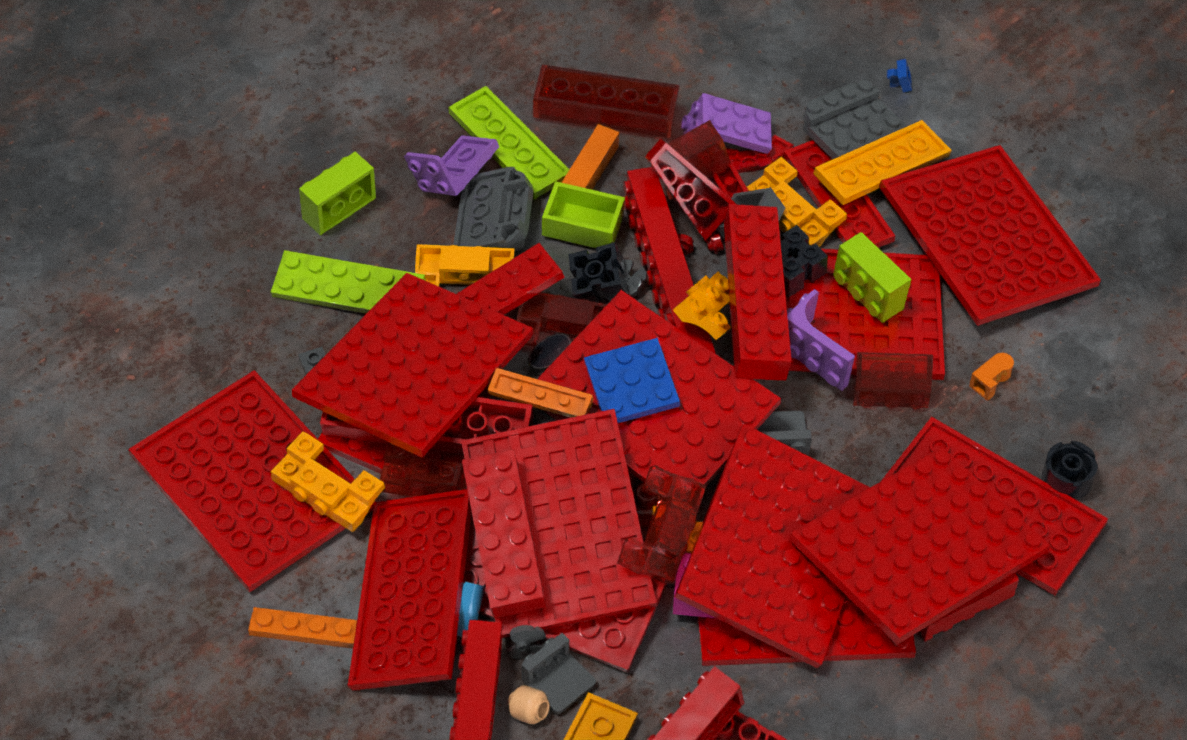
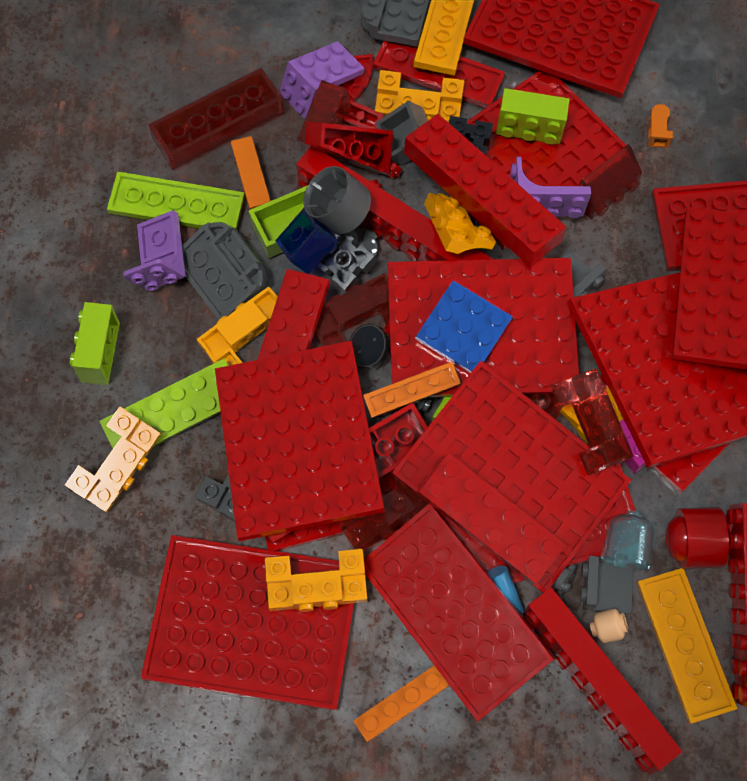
camera: 40 degrees left, 15 degrees up
(267, 289) = (120, 464): none -> bracket
(574, 232) = (306, 242): none -> clear blue brick
(605, 647) = (628, 541): none -> clear light blue cylinder
(624, 214) = (337, 200): none -> dark grey piece
(662, 687) = (698, 538): none -> red piece

